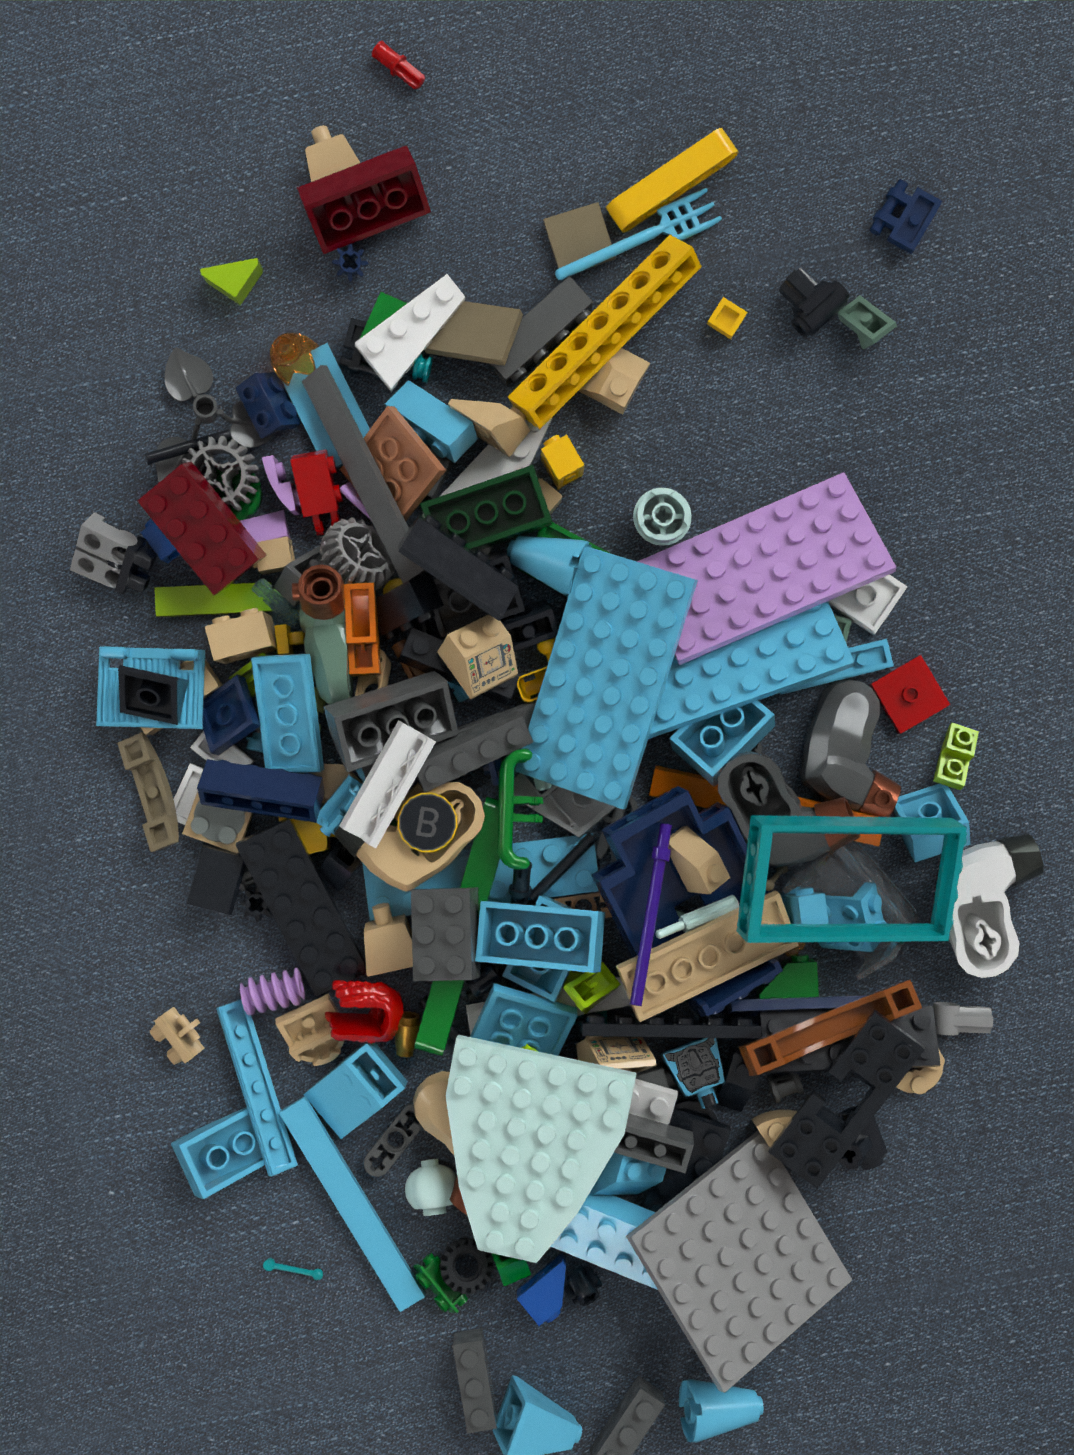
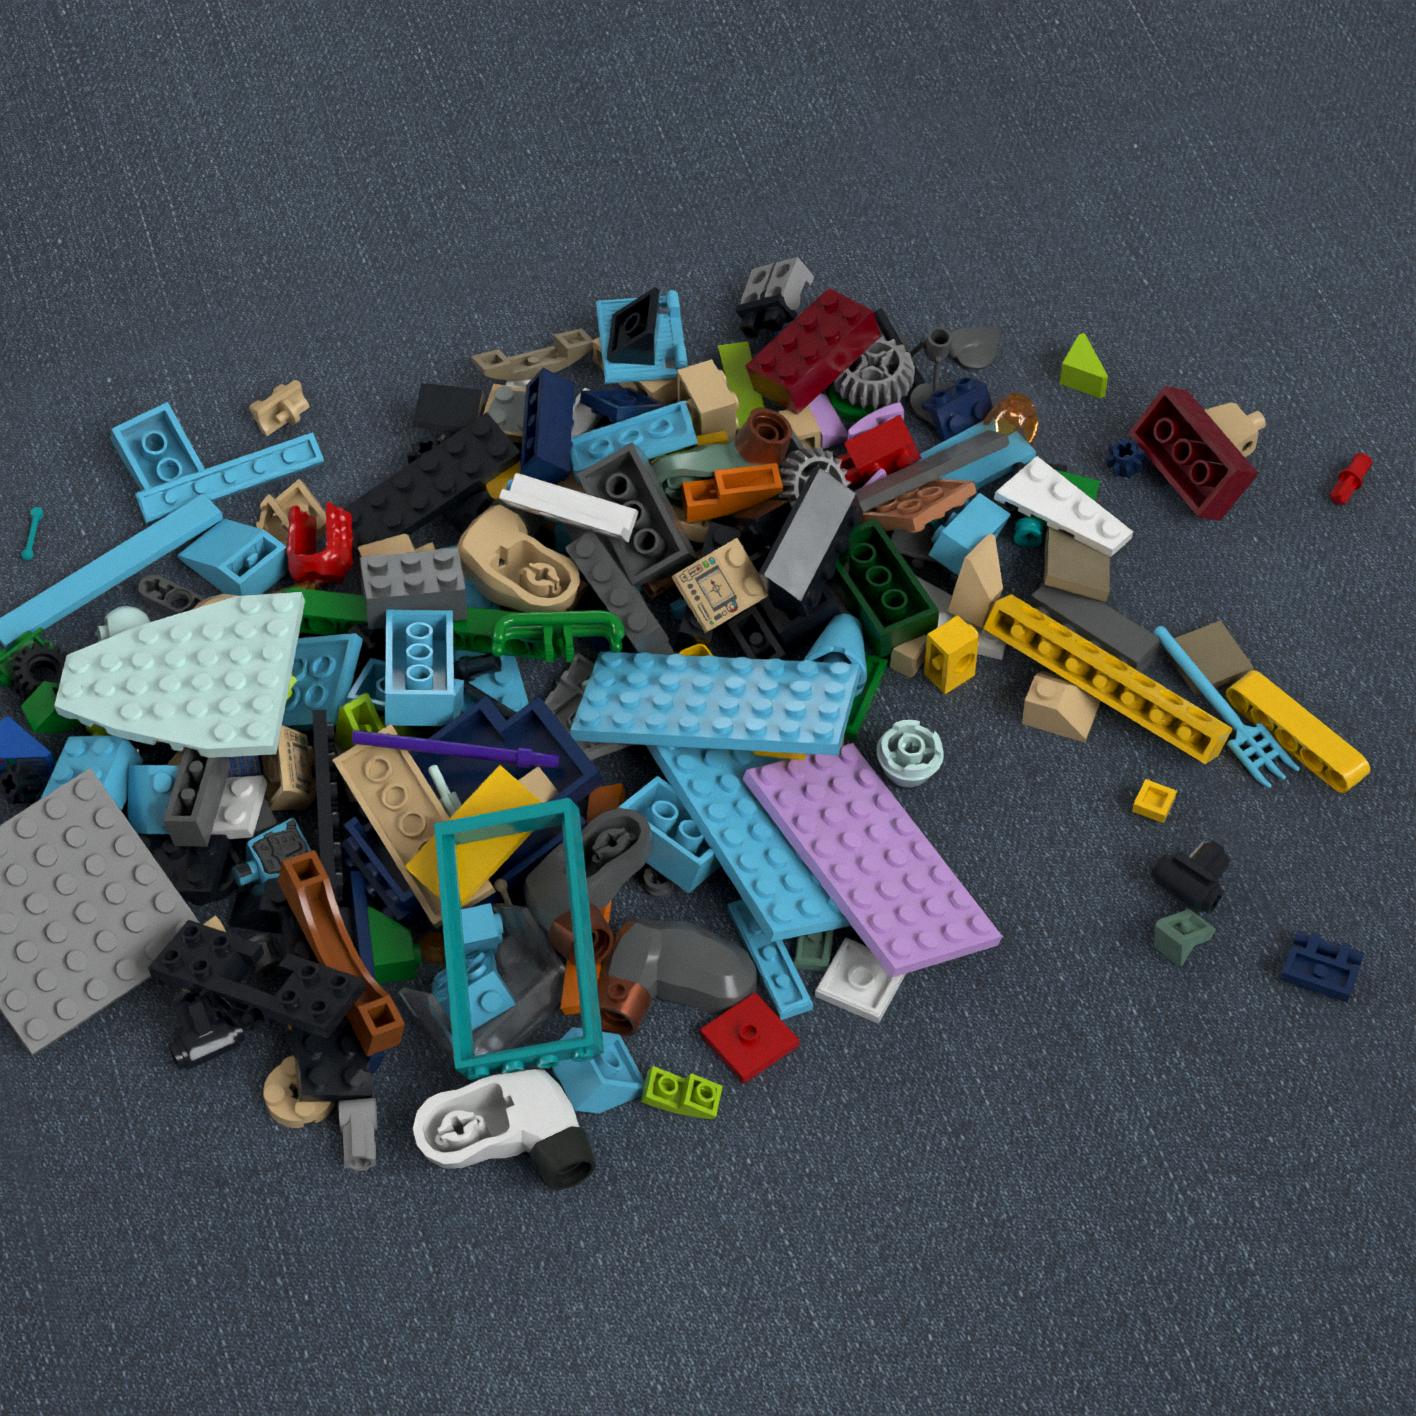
camera: 80 degrees right, 35 degrees down
(272, 992) = (333, 474): lavender piece -> none
(427, 822) = (532, 553): black tile -> none
(720, 886) = (481, 858): none -> yellow tile

